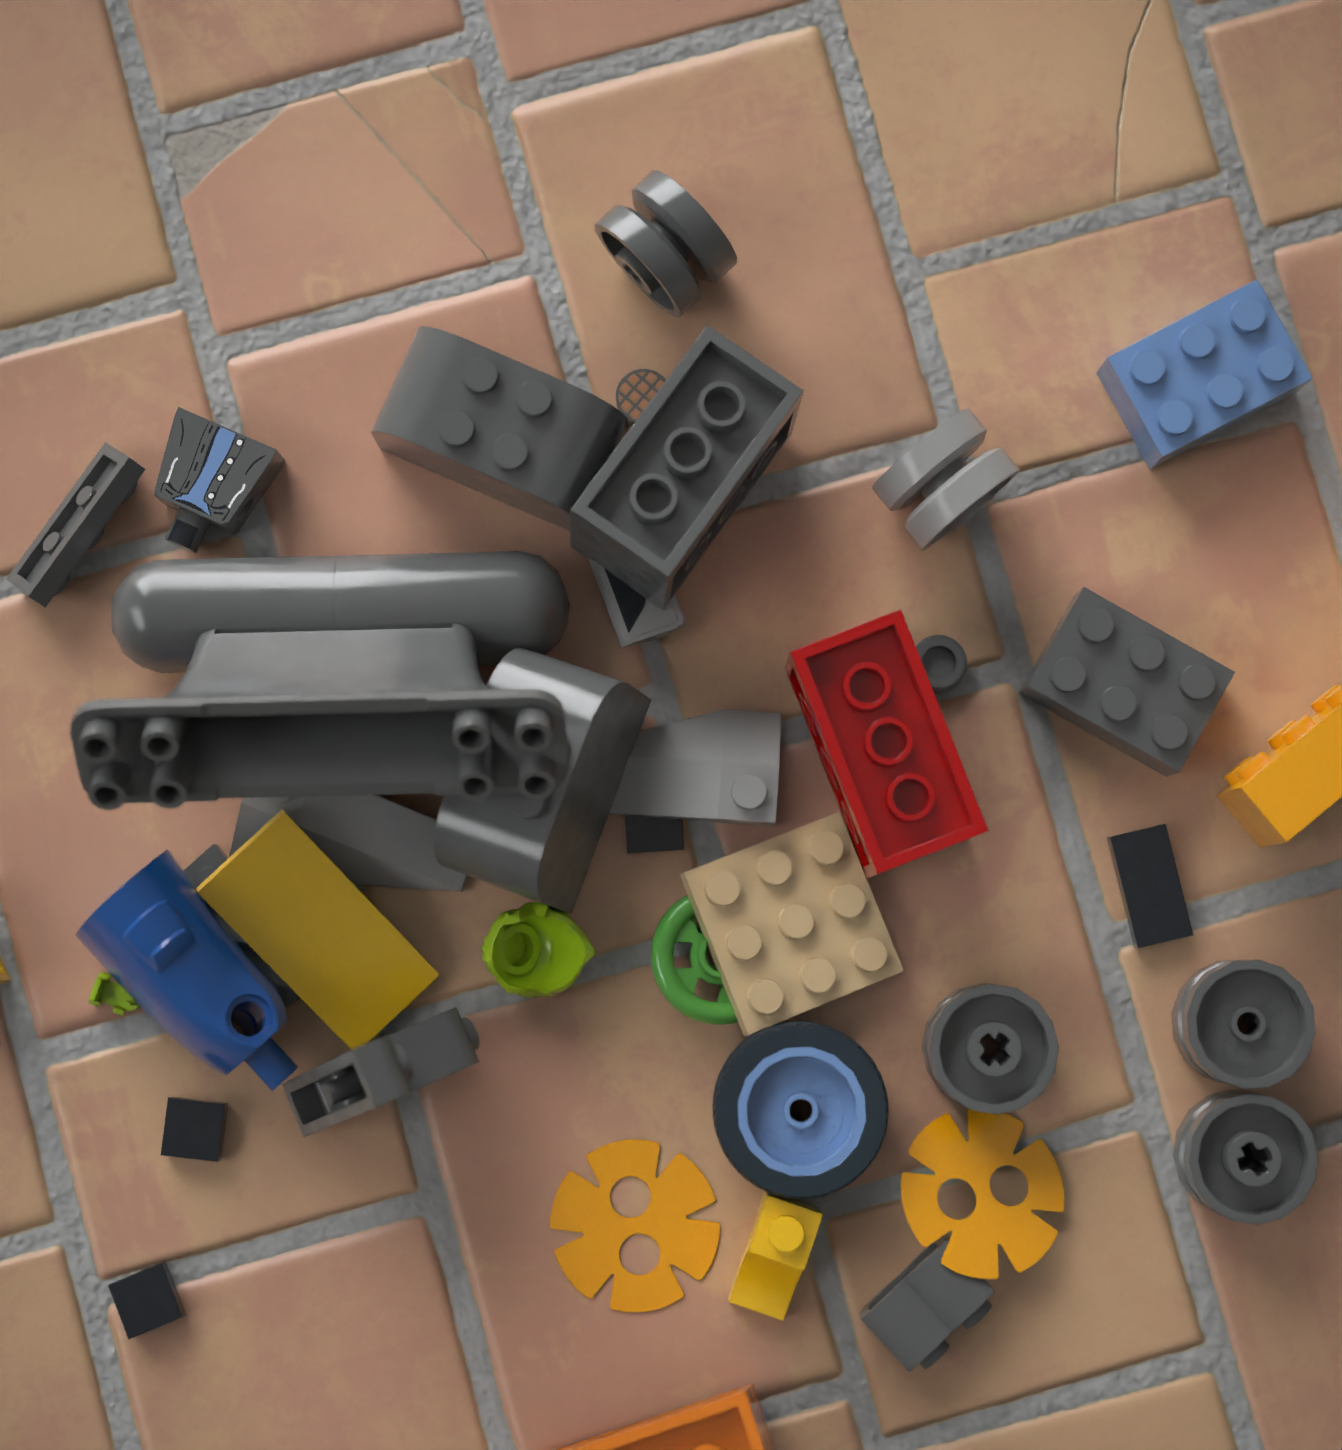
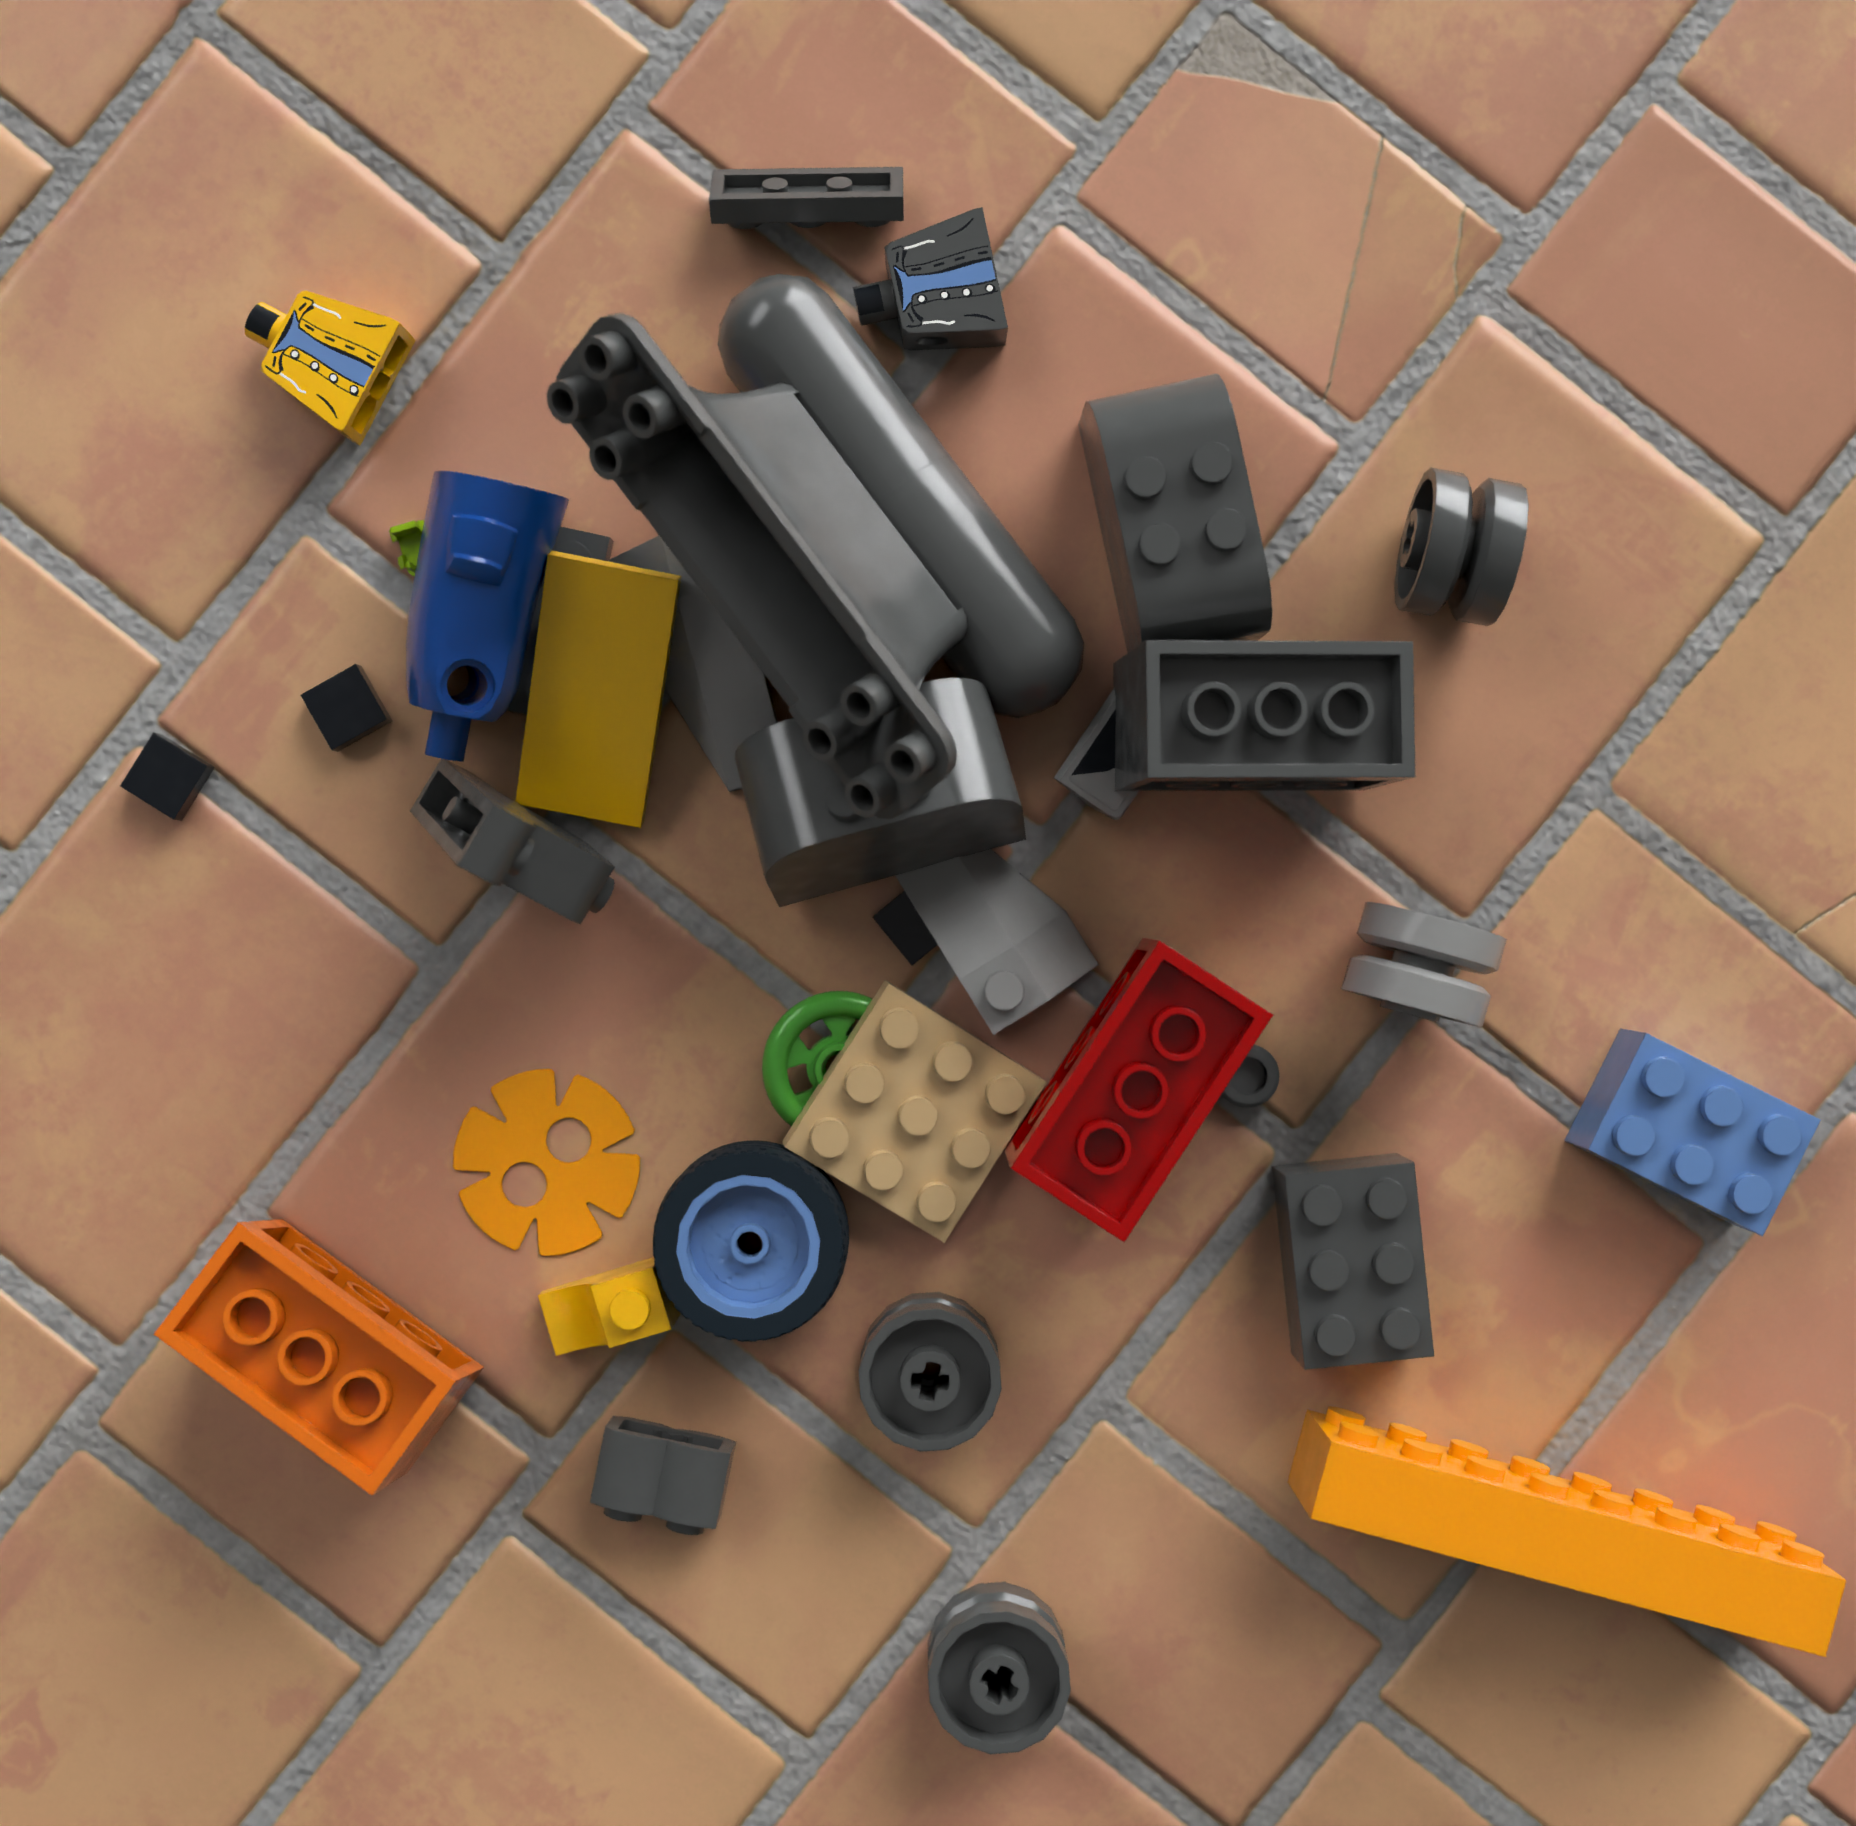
camera: 50 degrees right, 5 degrees up
(536, 950) = (722, 899): lime hair -> none
(637, 391) = (1300, 621): tile -> none
(976, 1238) = (749, 1478): light orange piece -> none
(1150, 886) = (1180, 1409): black tile -> none
(1273, 1007) = (1122, 1621): dark grey wheel -> none

